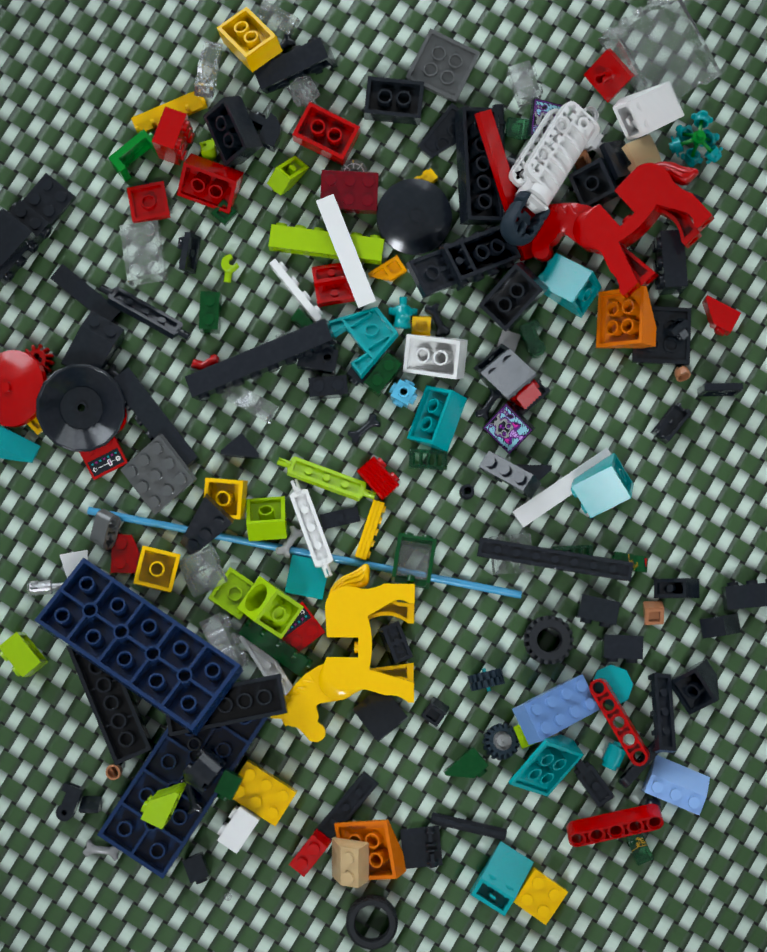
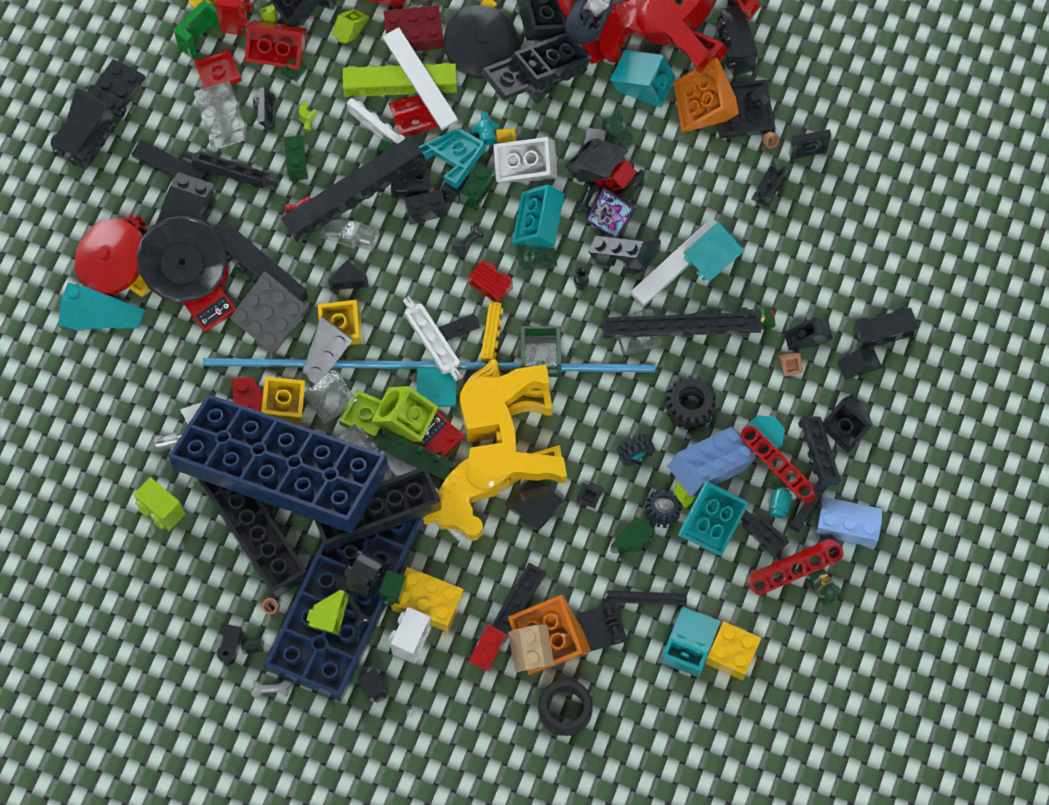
camera: 10 degrees left, 15 degrees down
(105, 529) = (224, 373): dark grey beam -> none
(266, 518) = (385, 339): lime slope -> none
(284, 549) = (409, 362): light grey piece -> none
(326, 478) = (438, 291): lime plate -> none
(389, 270) = (465, 94): light orange tile -> none
(395, 643) = (536, 431): black hinge -> none
(403, 400) = (500, 200): medium azure brick -> none
(441, 328) = (515, 123): black piece -> none
(513, 296) = (591, 93): black brick -> none
(597, 610) = (734, 368): black brick -> none
(622, 647) = (766, 398): black brick -> none
(720, 316) = (795, 81): red slope -> none

